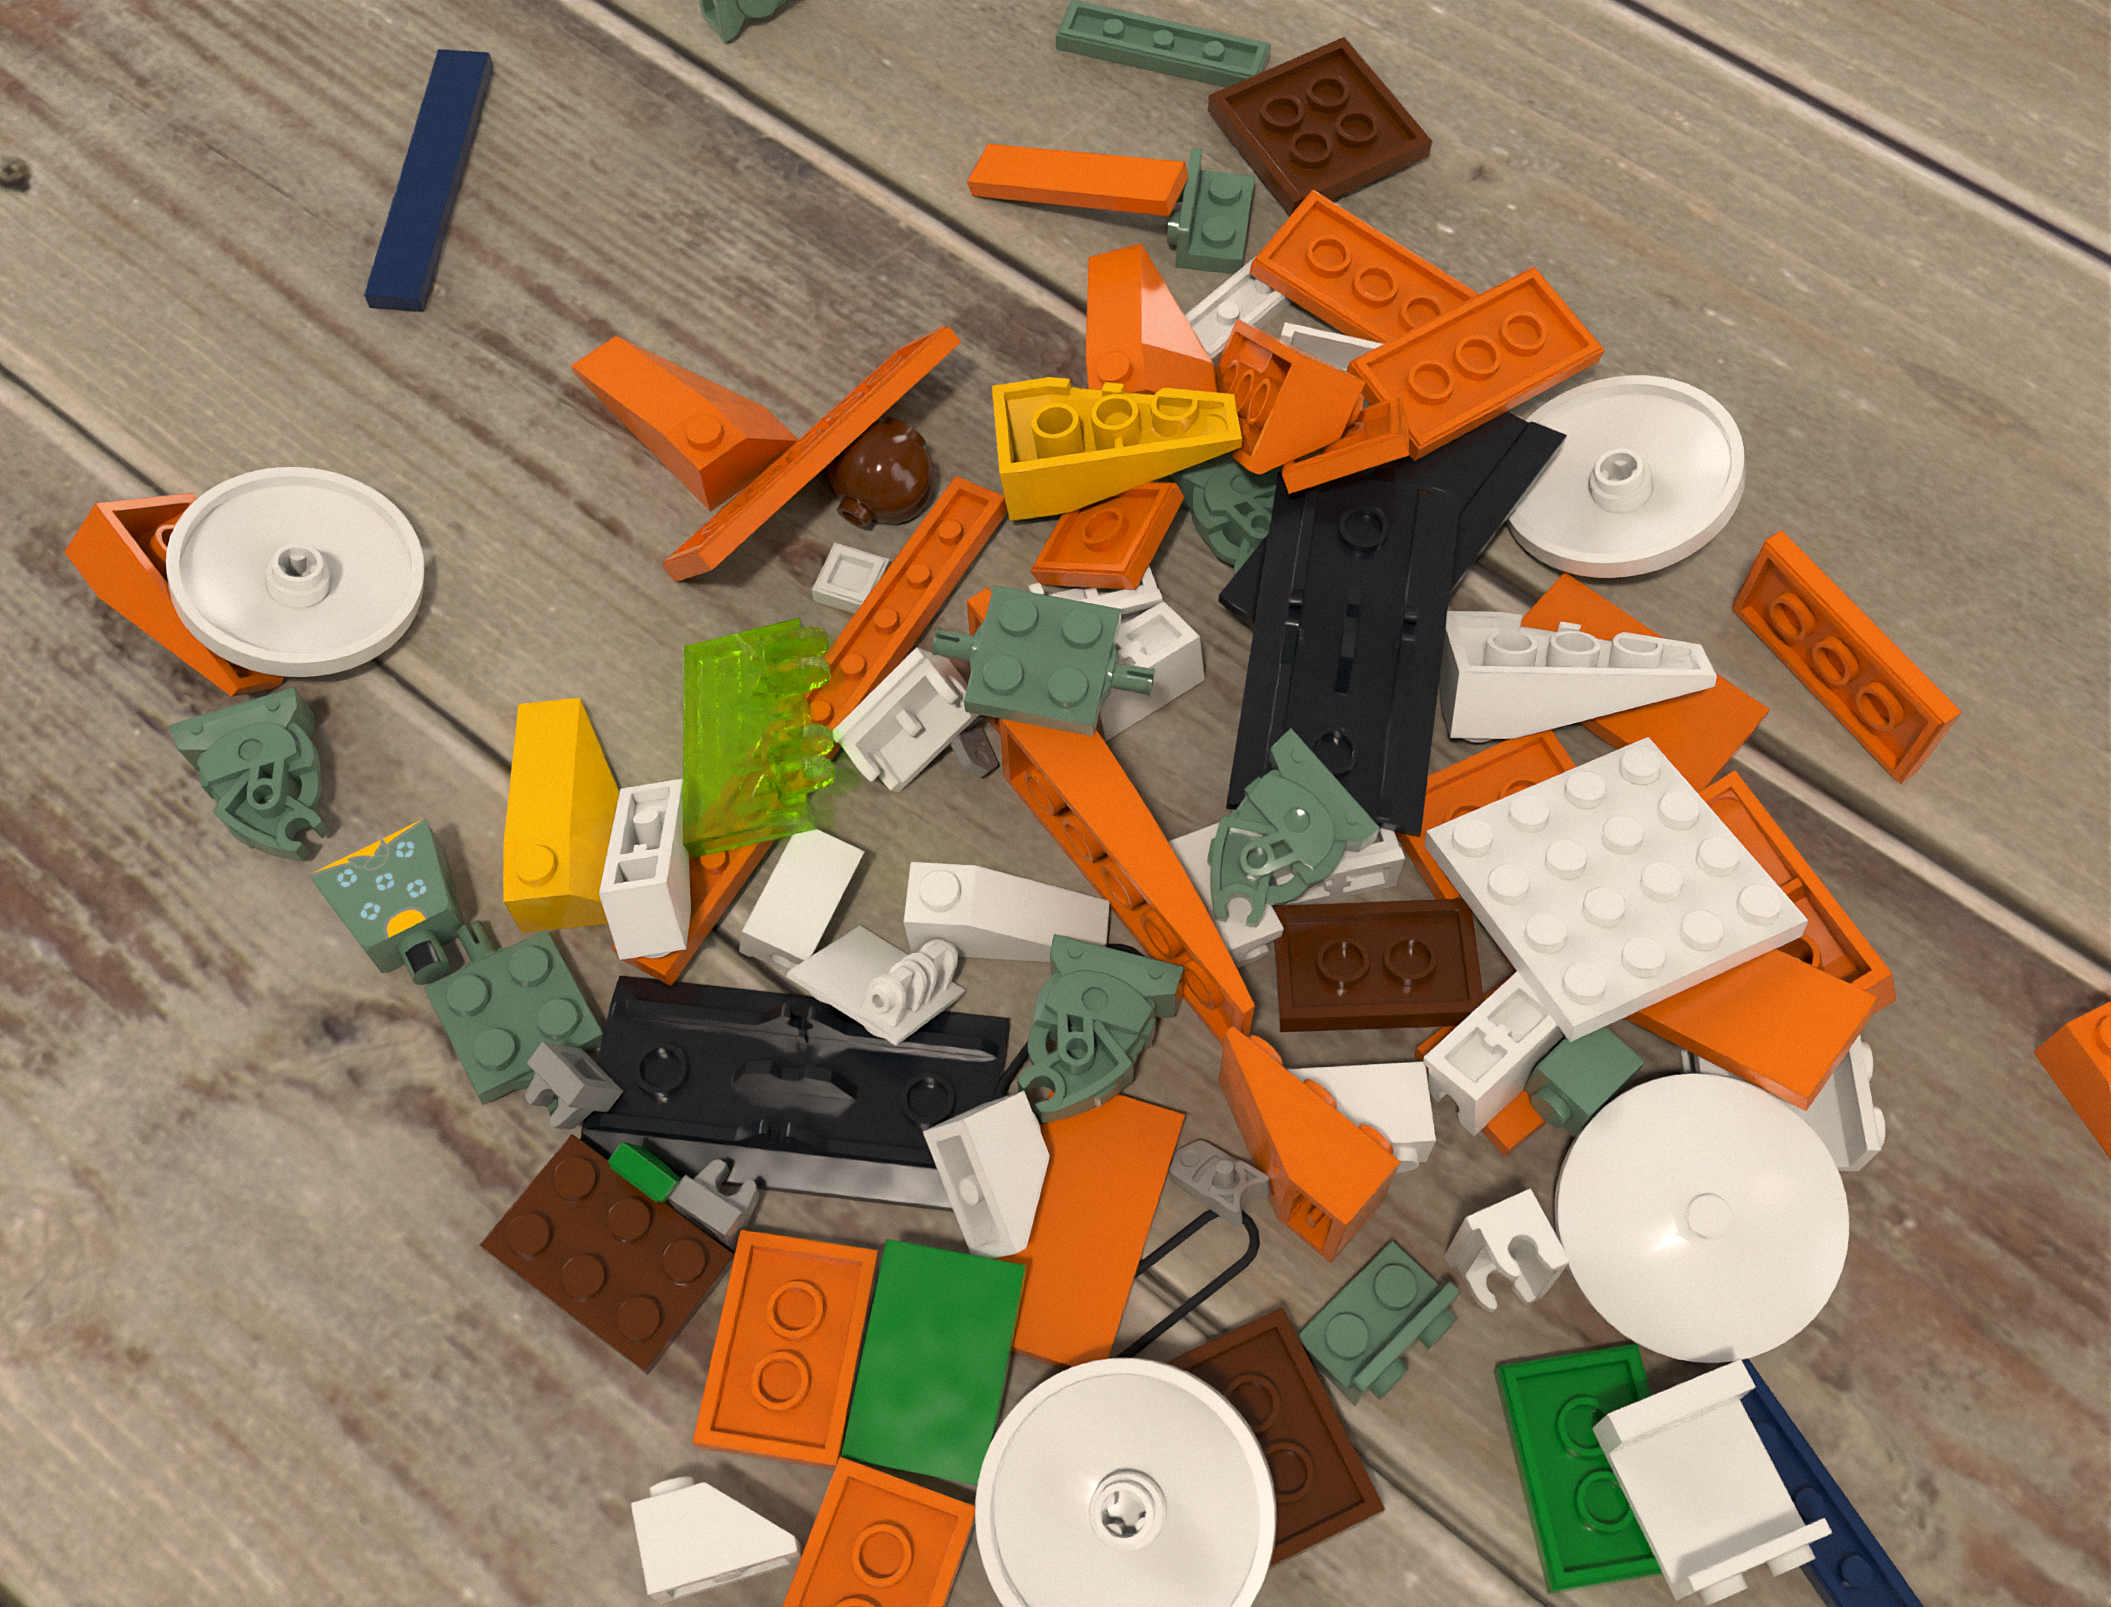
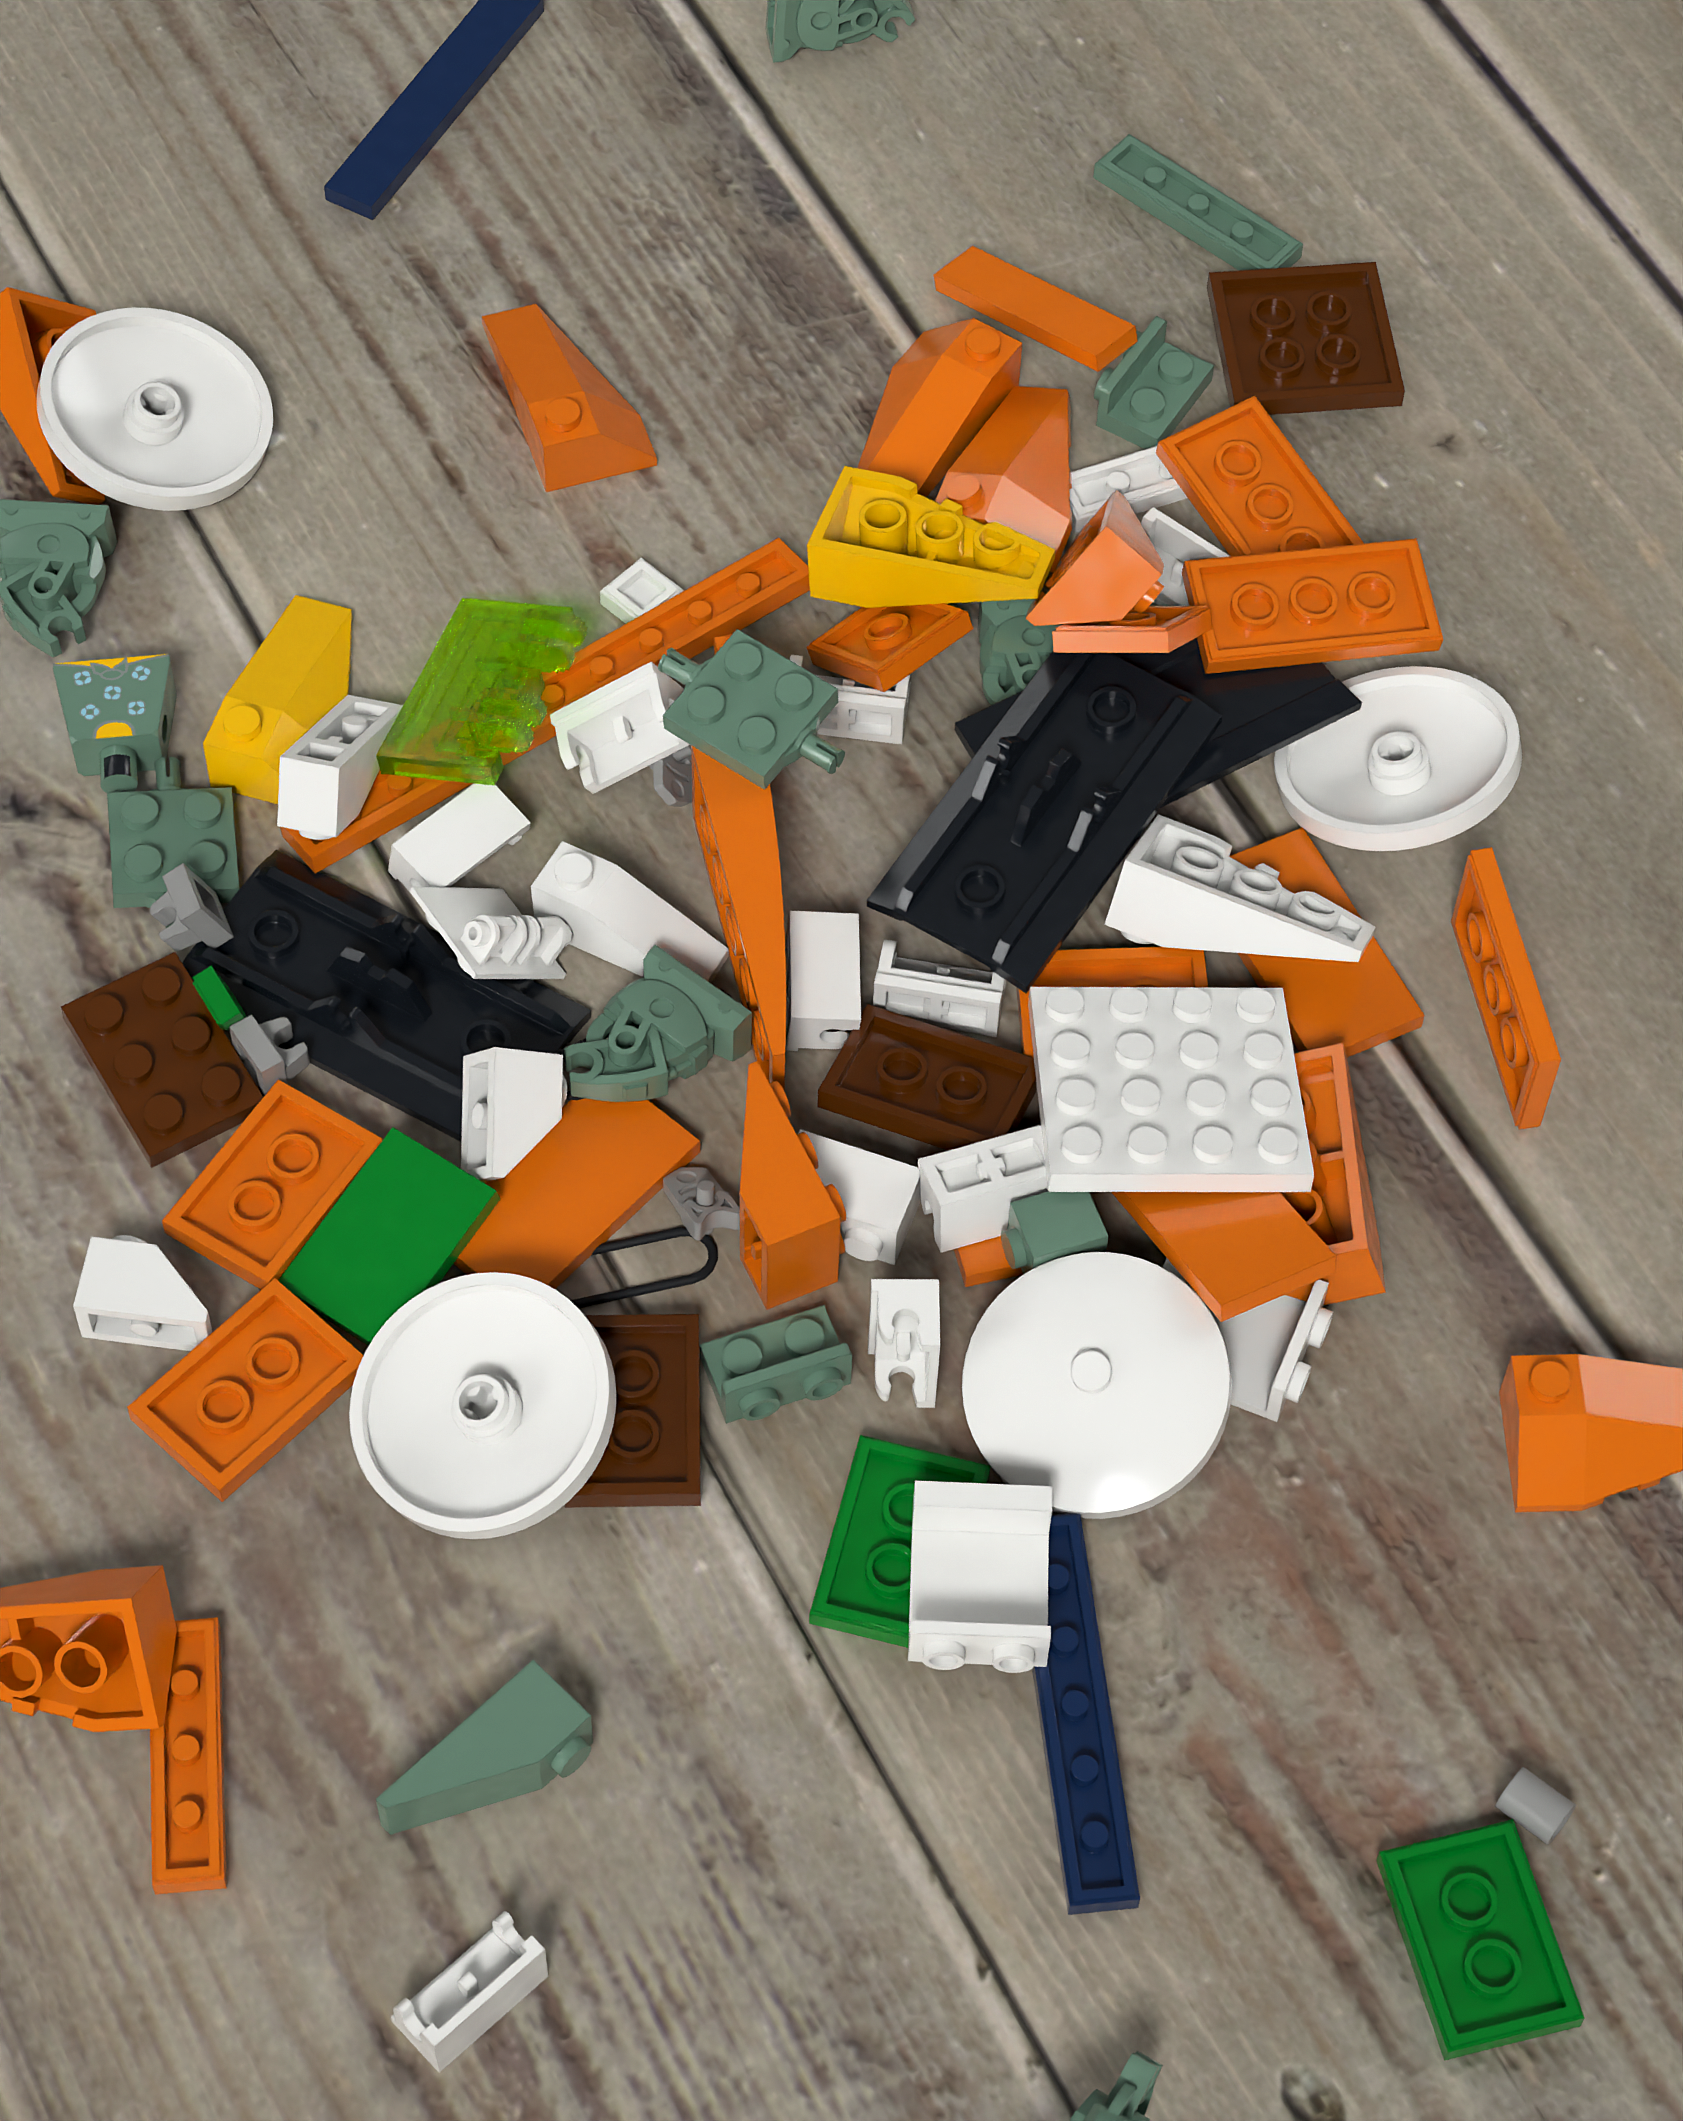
camera: 20 degrees right, 5 degrees down
(809, 455) = (654, 468): orange tile -> none
(882, 475) = (711, 510): reddish brown plant -> none
(1030, 293) = (940, 400): none -> orange wedge
(1150, 641) = (875, 772): white hinge -> none
(1286, 824) = (892, 937): sand green piece -> none

